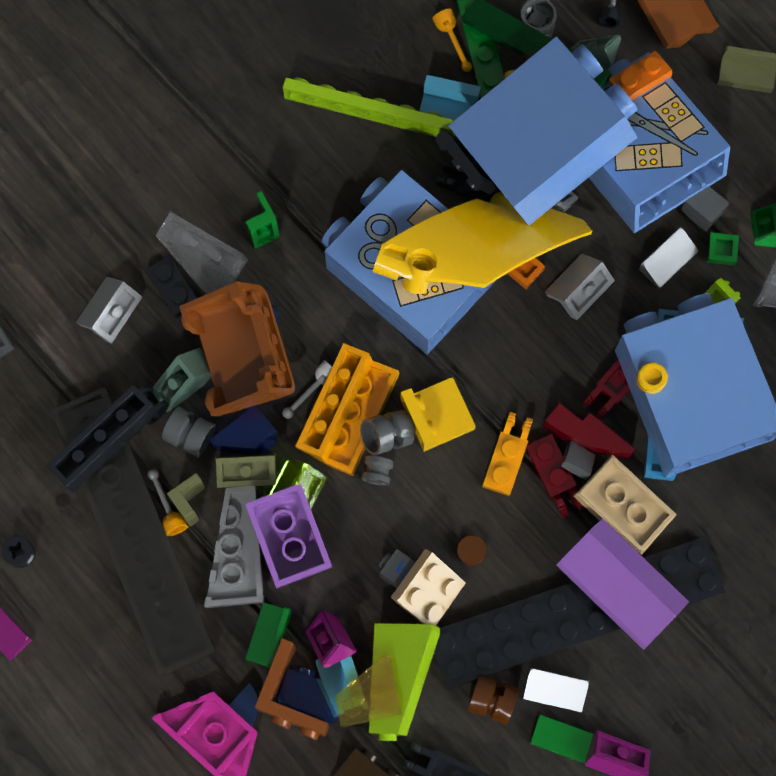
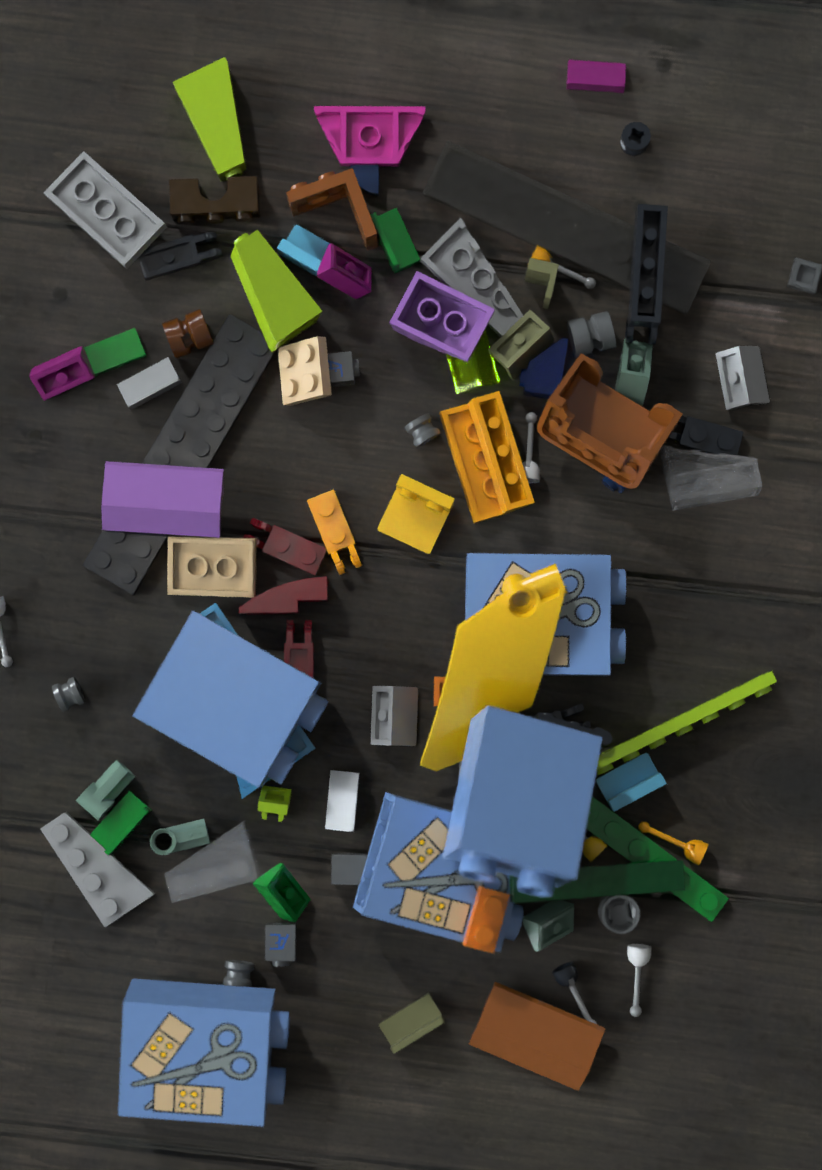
camera: 140 degrees right, 10 degrees up
(264, 226) = (678, 543): green panel -> none
(306, 694) = (326, 219): clear blue slope -> none
(370, 696) = (278, 253): clear yellow wing -> none
(387, 432) = (440, 460): dark grey wheel -> none
(471, 550) = (299, 433): reddish brown tile -> none
(578, 460) = (276, 570): dark grey tile -> none
(652, 378) = (266, 665): yellow tile -> none
(722, 249) = (306, 845): green plate -> none

